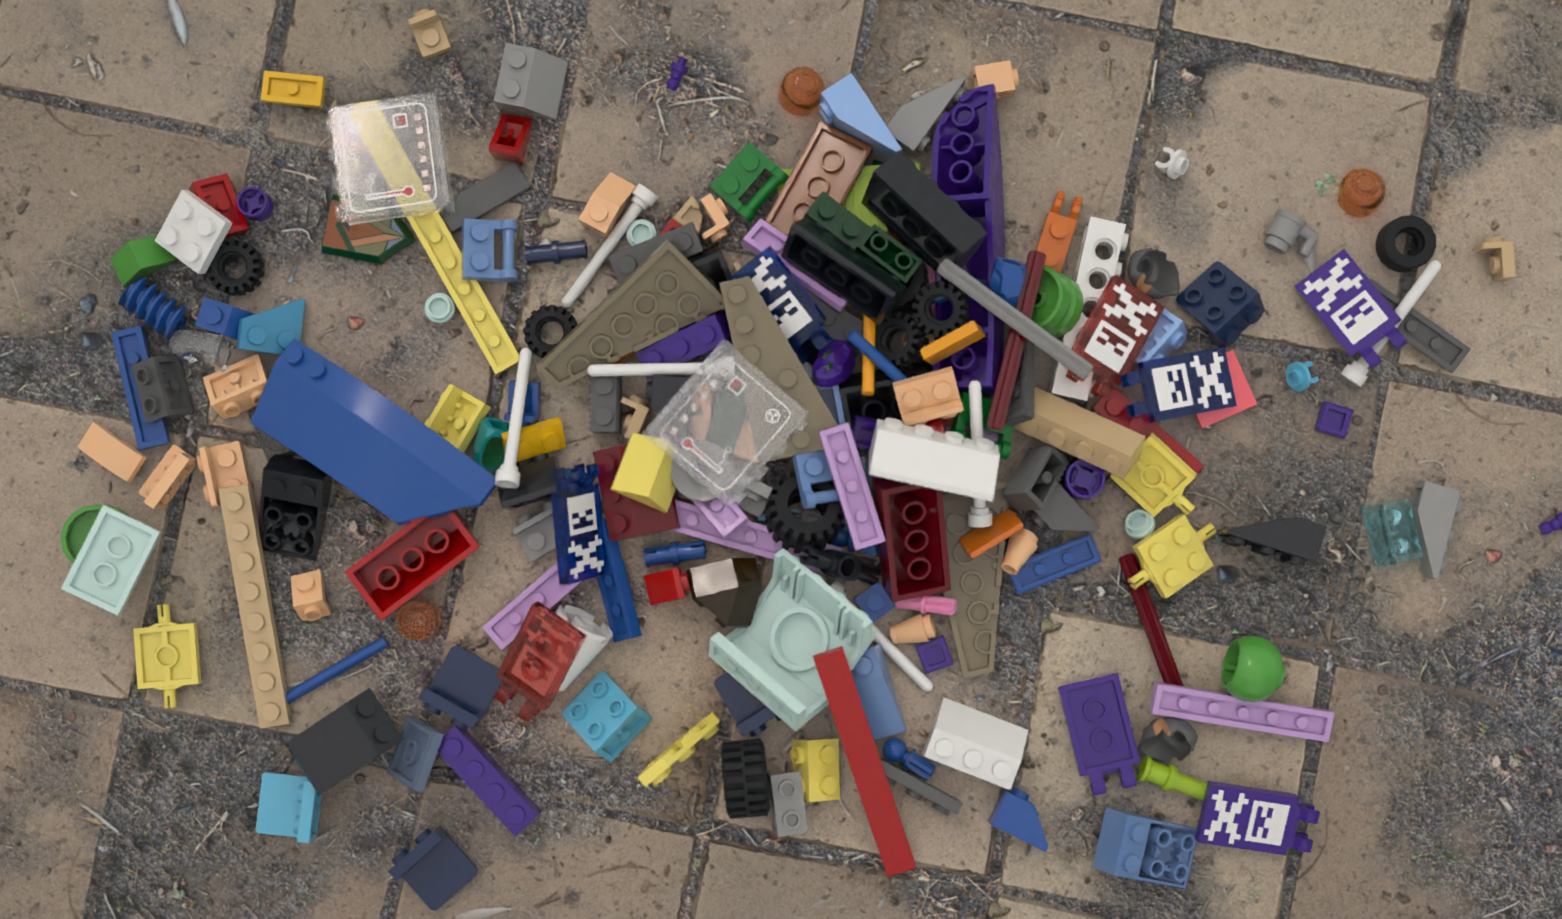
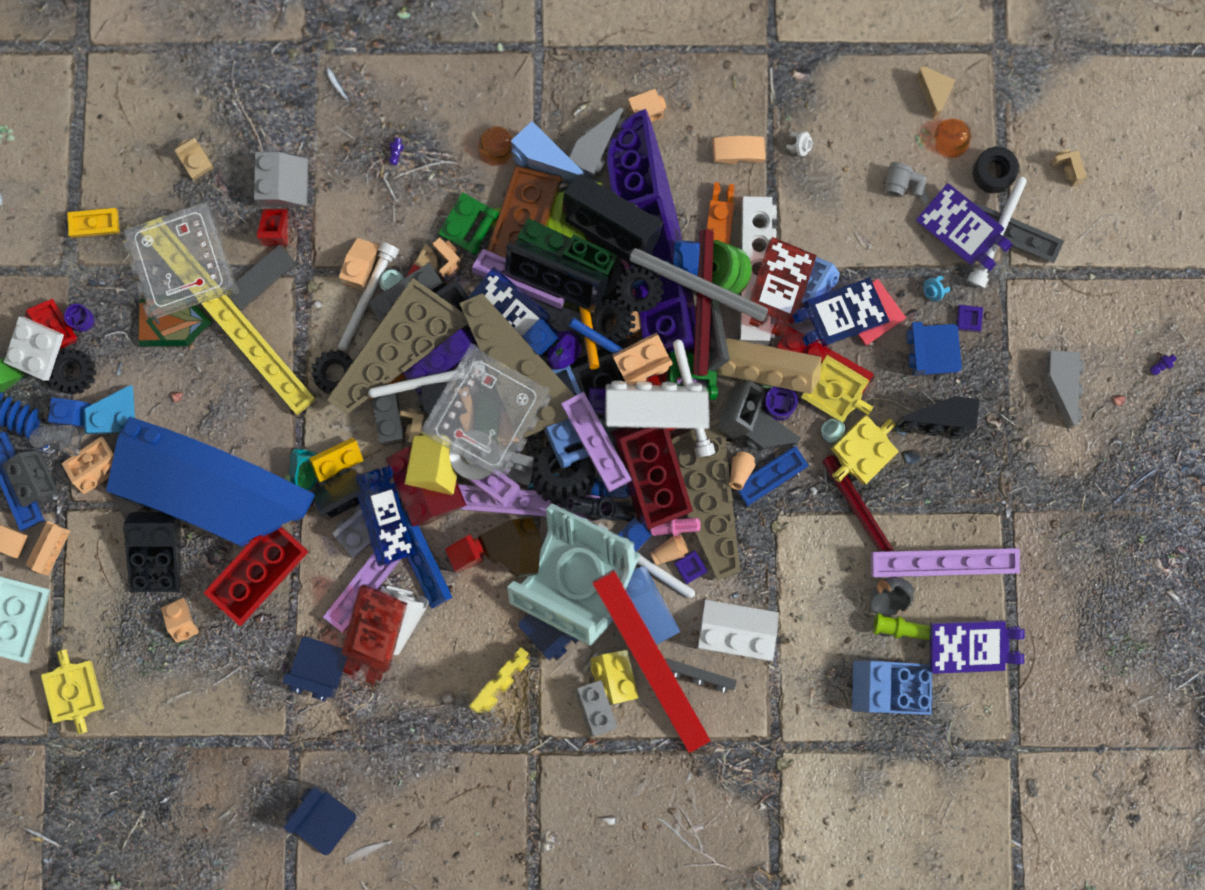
camera: 10 degrees left, 5 degrees down
(223, 468) = (93, 536): light nougat bracket -> none
(255, 605) = (136, 637): tan plate -> none
(288, 807) = (193, 793): medium azure bracket -> none
(336, 669) = (209, 678): blue bar -> none
(344, 741) = (228, 730): black slope -> none
(415, 754) = (287, 729): sand blue tile -> none
(419, 620) = (271, 621): clear orange wheel -> none
(439, 308) = (241, 371): light aqua plate -> none
(457, 417) = (272, 452): light yellow bracket -> none
(479, 250) = (264, 317): medium blue plate -> none
(488, 780) = (349, 738): dark purple brick -> none
(508, 473) = (320, 488): white piece -> none
(532, 402) = (322, 431): blue bracket -> none
(556, 252) = (326, 308): dark blue pin -> none
(606, 717) = (437, 669): medium azure bracket -> none
(675, 553) = (467, 527): blue pin -> none
(745, 778) = (557, 694): black tyre -> none
(809, 343) = (540, 337): none -> blue plate
(895, 751) = (674, 650): blue axle -> none
(952, 342) = (653, 314): light orange tile -> none
(984, 538) = (713, 463): orange slope -> none
(1018, 818) = (785, 684): blue slope -> none
(1096, 154) = (738, 148): none -> light nougat slope
(1100, 730) = (835, 601): dark purple tile -> none
(1153, 273) = (802, 231): dark grey hair -> none
(1221, 304) = (861, 245): dark blue bracket -> none
(1252, 669) = (946, 525): bright green wheel -> none
(1282, 449) = (933, 349): none -> blue bracket
(1353, 128) = (935, 88): none -> tan slope
(1392, 532) = (1034, 397): clear light blue bracket -> none

